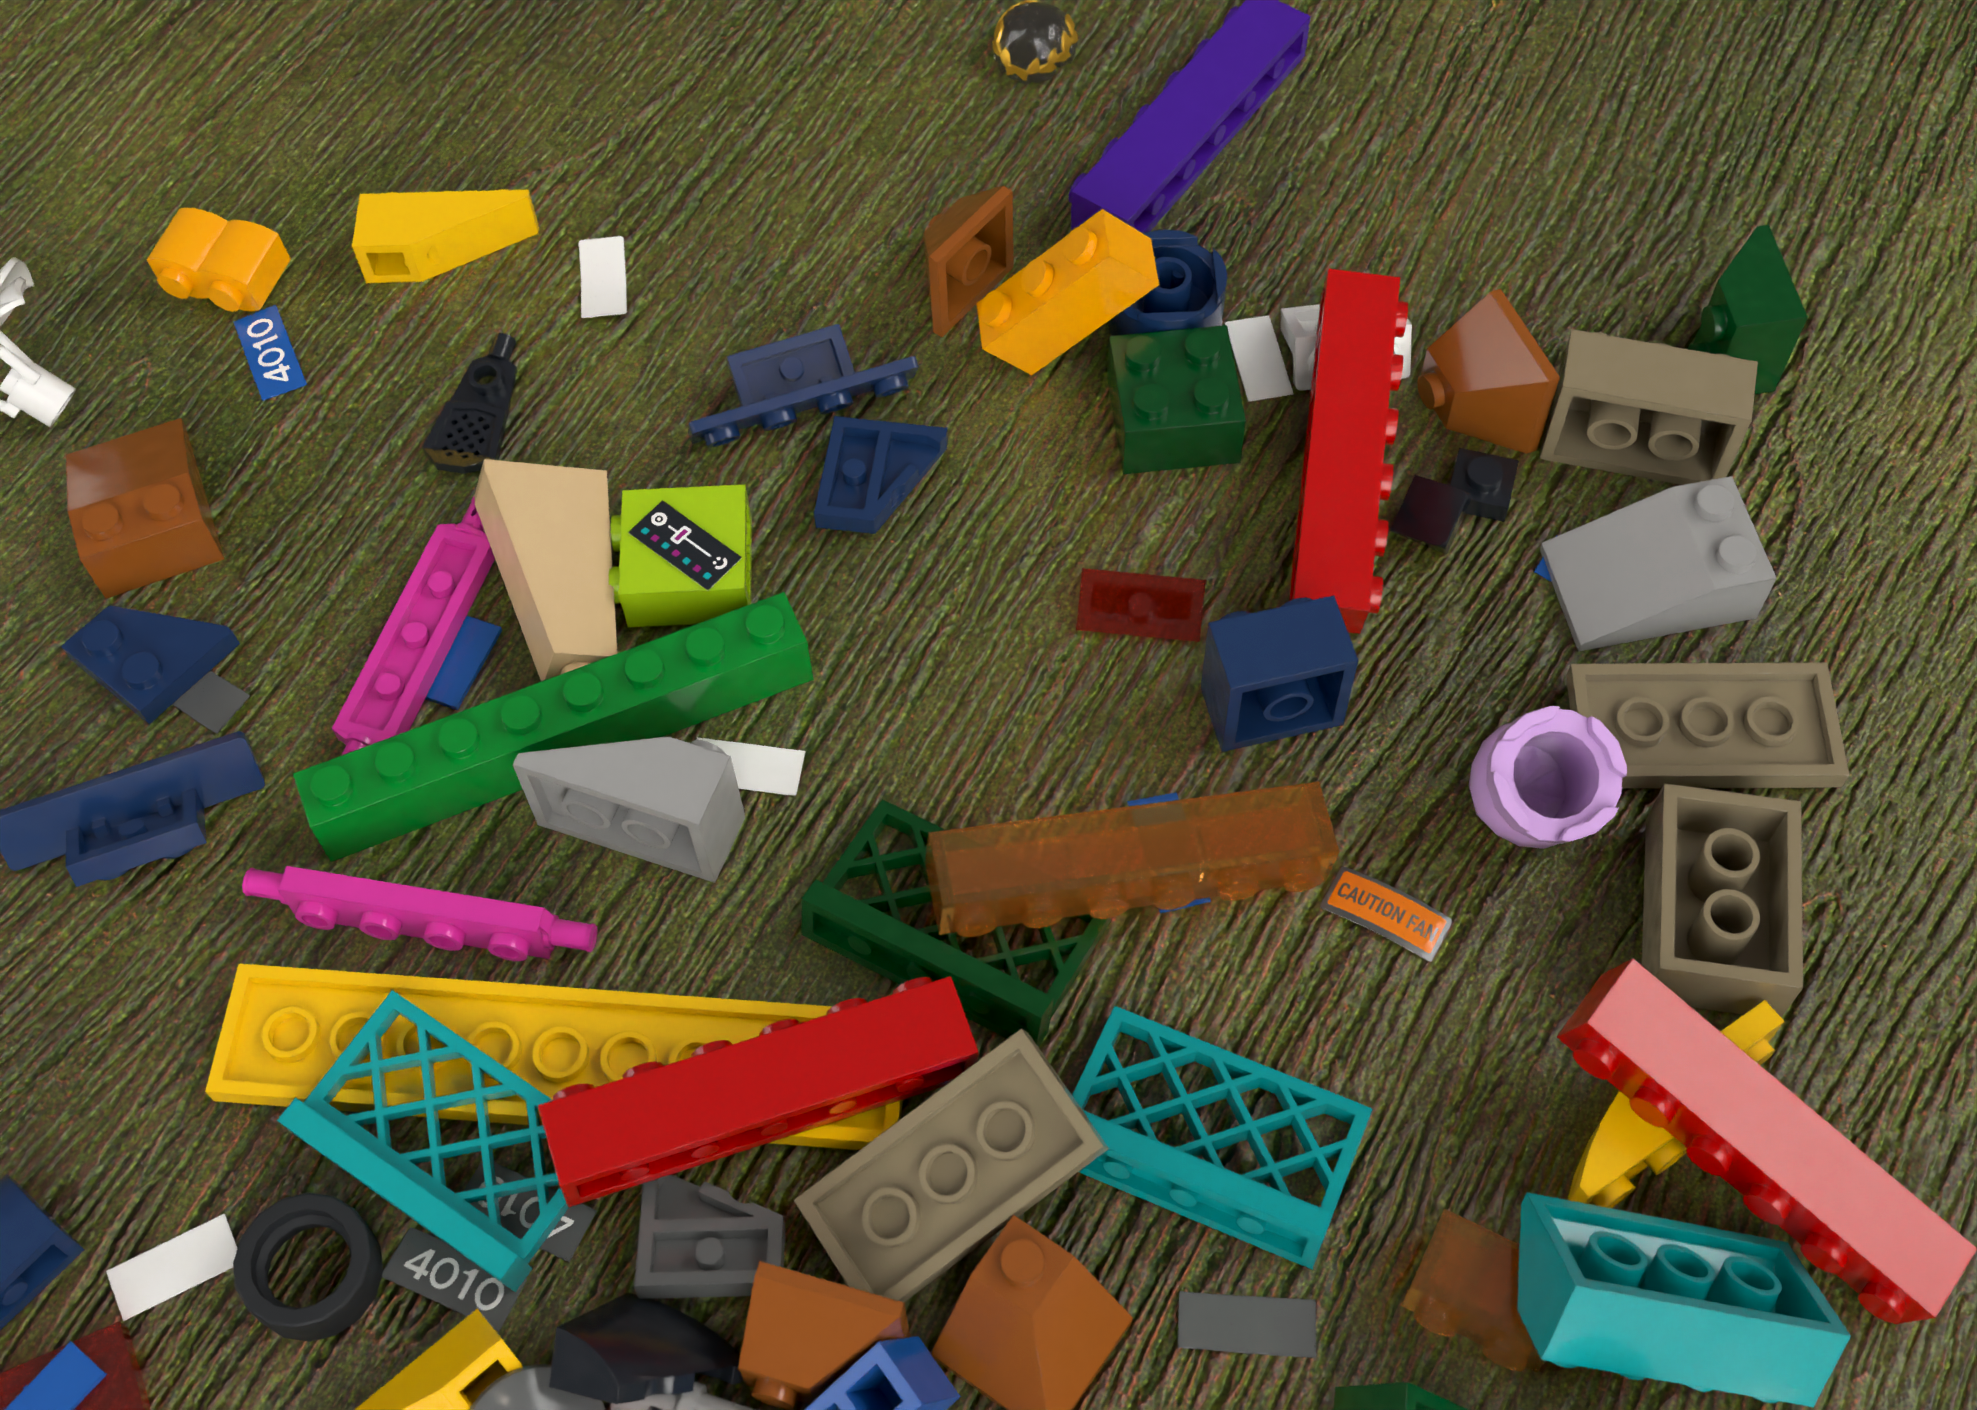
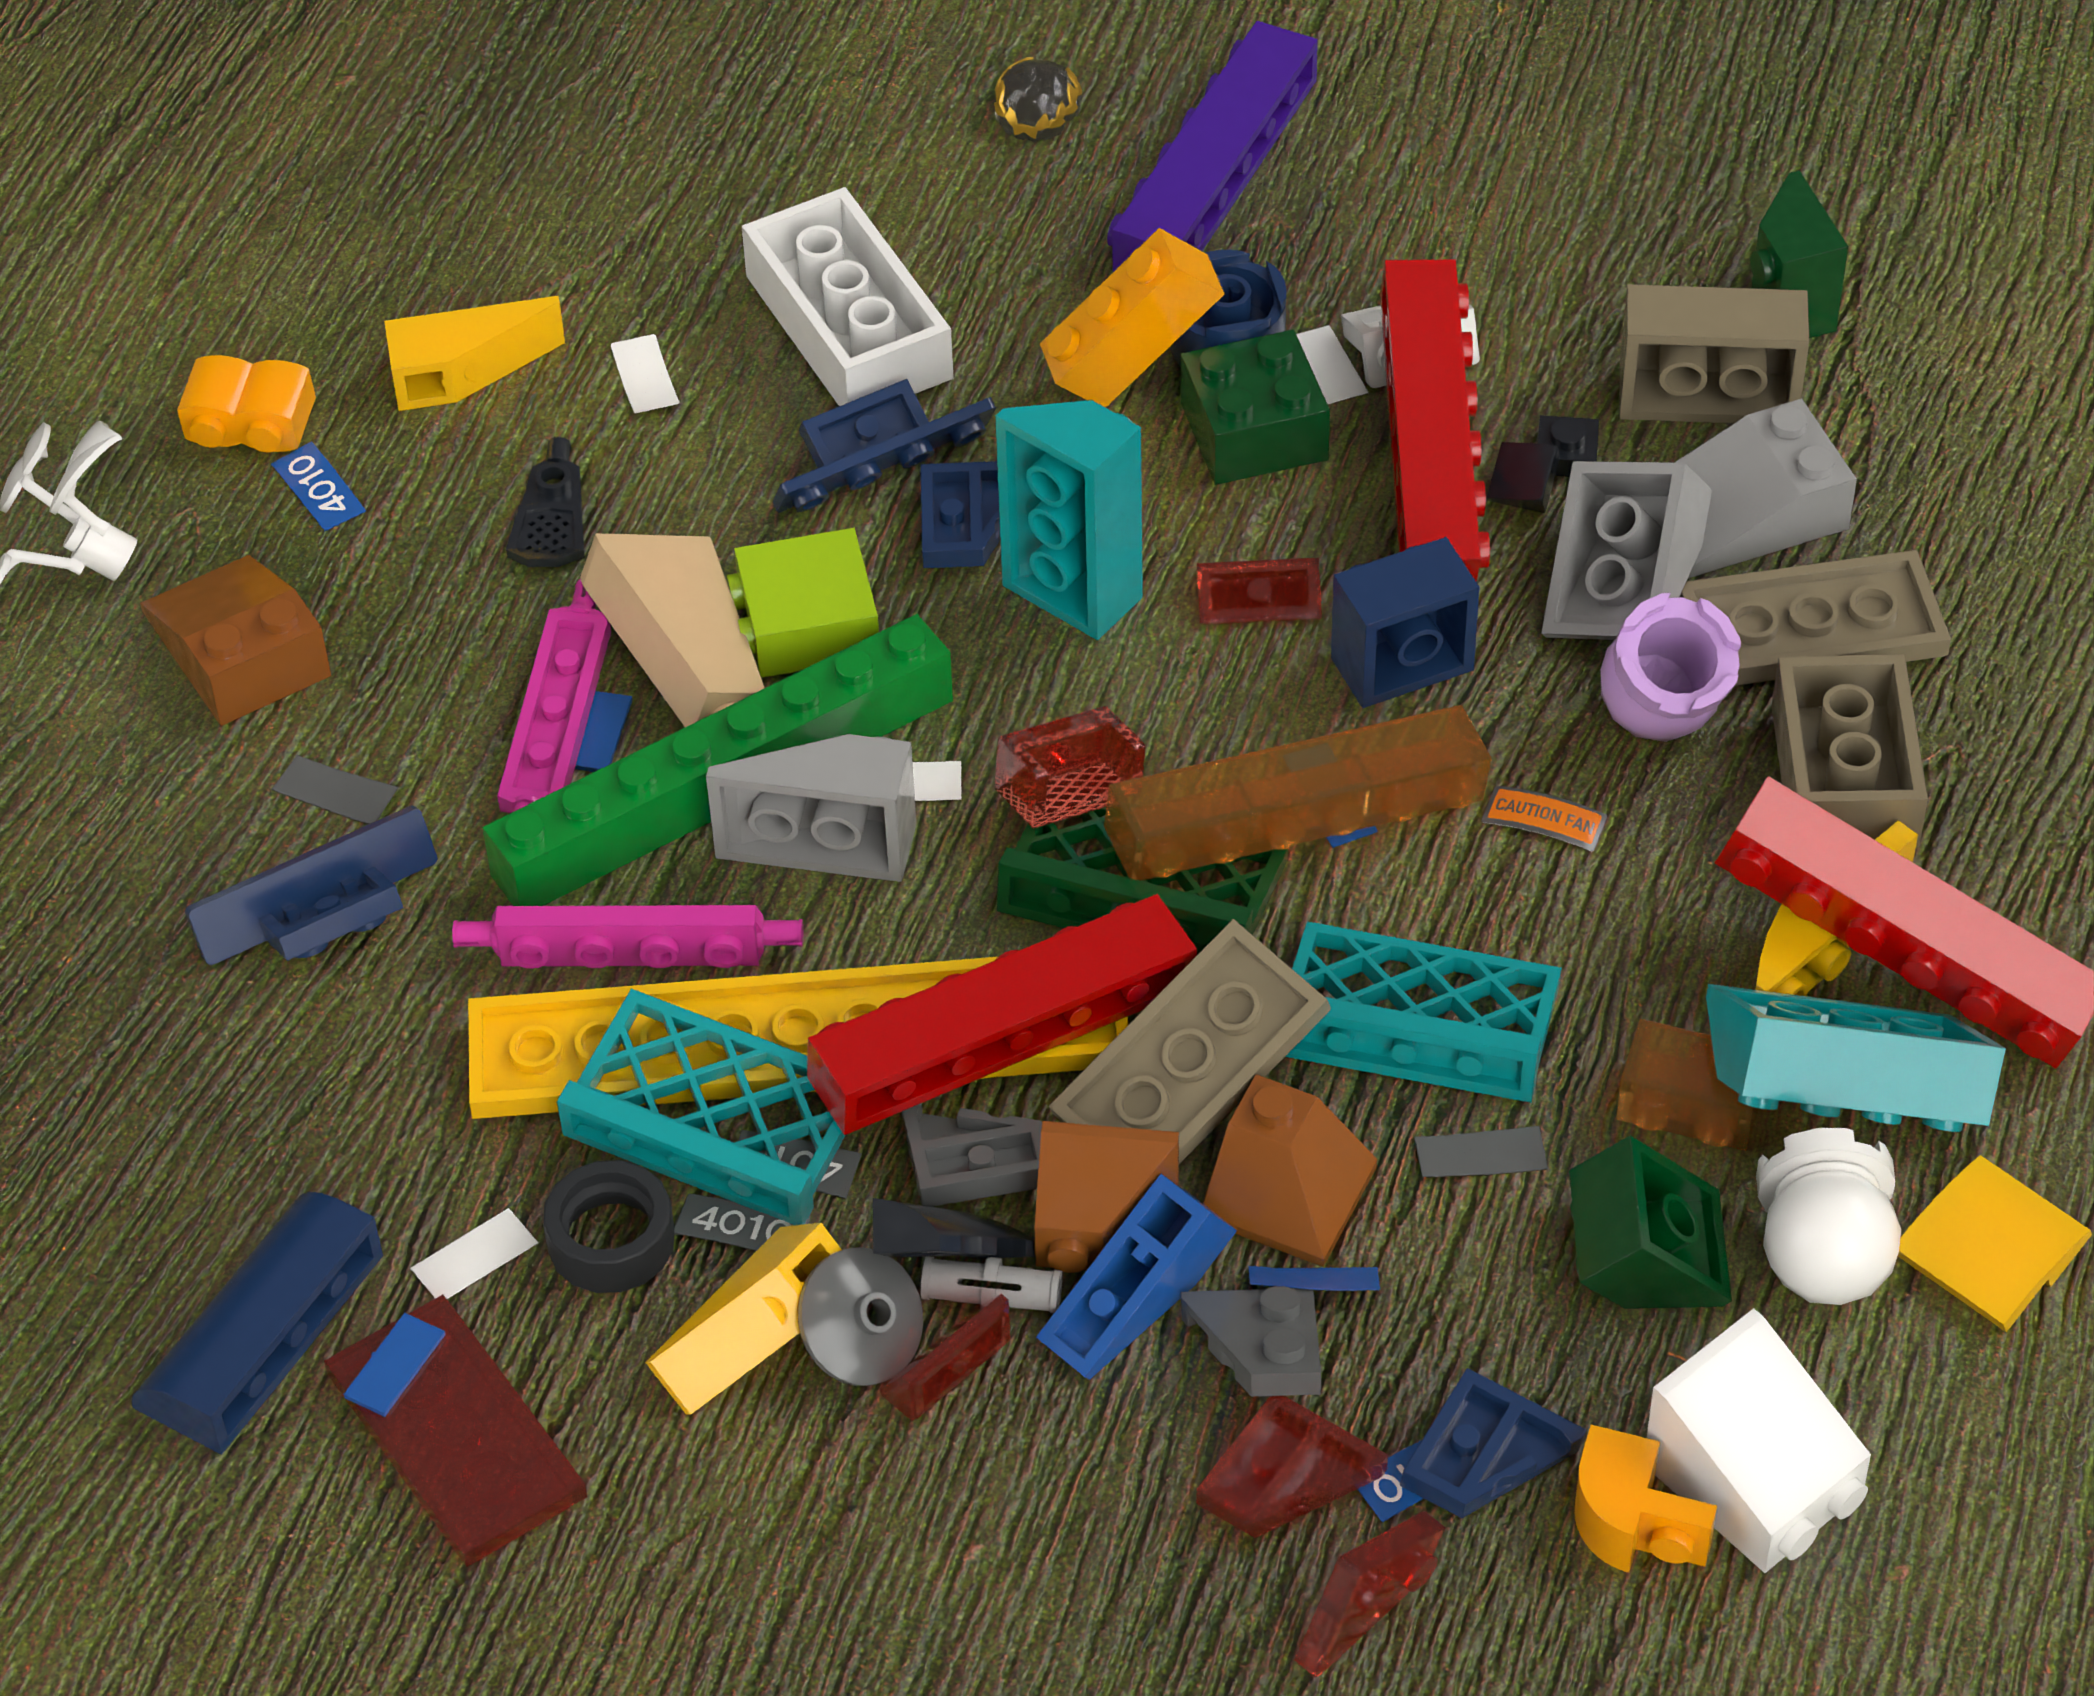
camera: 10 degrees left, 10 degrees down
(148, 656) = (285, 766): dark blue wing -> none
(685, 545) = (810, 586): black sticker -> none
(802, 230) = (846, 298): none -> white brick
(903, 788) = (1066, 765): none -> clear red panel
(956, 505) = (1071, 511): none -> teal slope
(967, 254) = (1018, 301): dark orange slope -> none
(1490, 377) = (1558, 346): dark orange slope -> none
(1520, 621) = (1621, 542): none -> light grey slope

